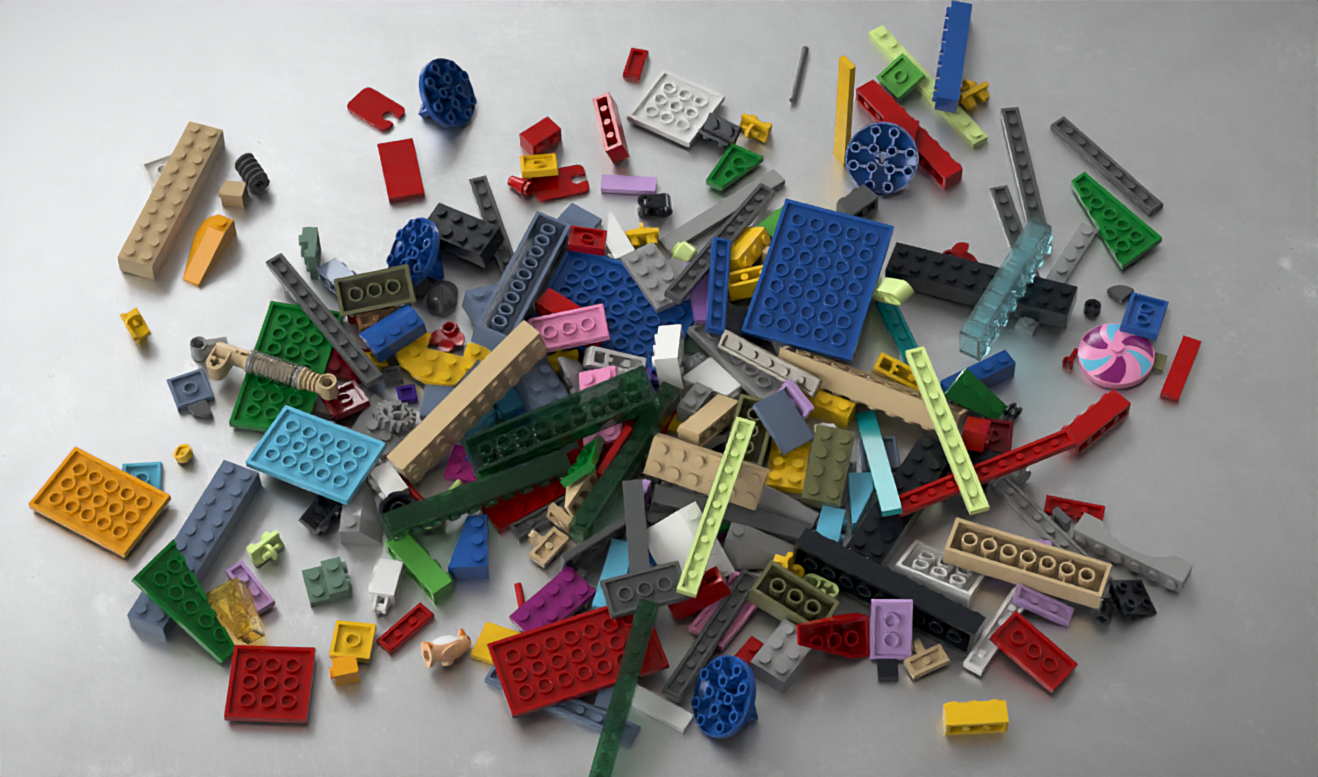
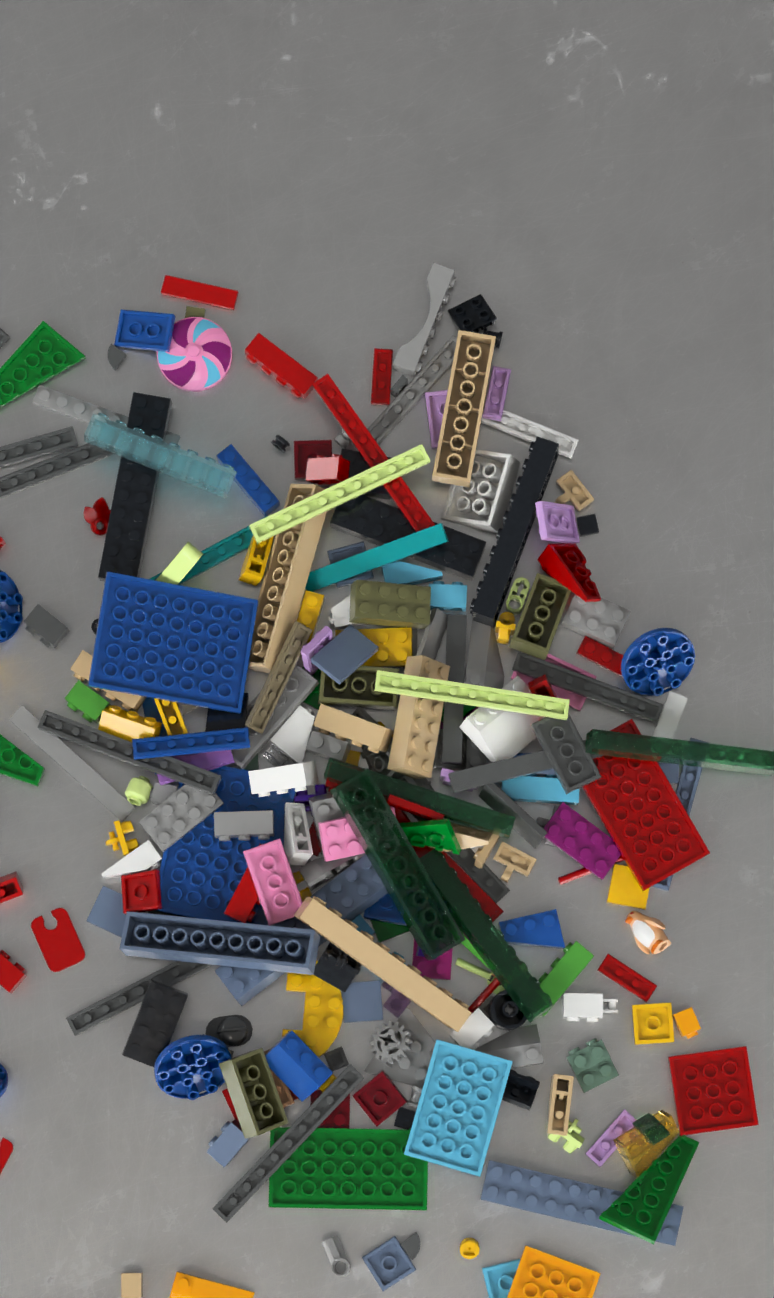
camera: 100 degrees left, 25 degrees up
(245, 604) = (651, 1129): none -> clear green slope
(252, 173) = (101, 1273): dark grey piece -> none
(253, 363) = (361, 1182): tan piece -> none
(295, 541) = (559, 1104): none -> tan slope
(311, 250) = (197, 1180): sand green plate -> none
(401, 170) = (67, 1113): red tile -> none
(407, 394) = (357, 1039): dark purple tile -> none
(447, 337) = (284, 1012): red plate -> none
(521, 185) = (71, 978): red cone -> none
(538, 165) = (43, 964): yellow tile -> none
(628, 184) = (51, 866): lavender tile -> none
(630, 320) = (244, 825): none -> light grey brick
(656, 204) = (78, 829): black piece -> none
(972, 394) = (276, 479): green wing -> none
(975, 717) = (625, 440): yellow brick -> none
(1033, 651) = (550, 396): red plate -> none
(1070, 359) = (205, 396): red hand -> none
(1092, 303) = (135, 377): black bush -> none

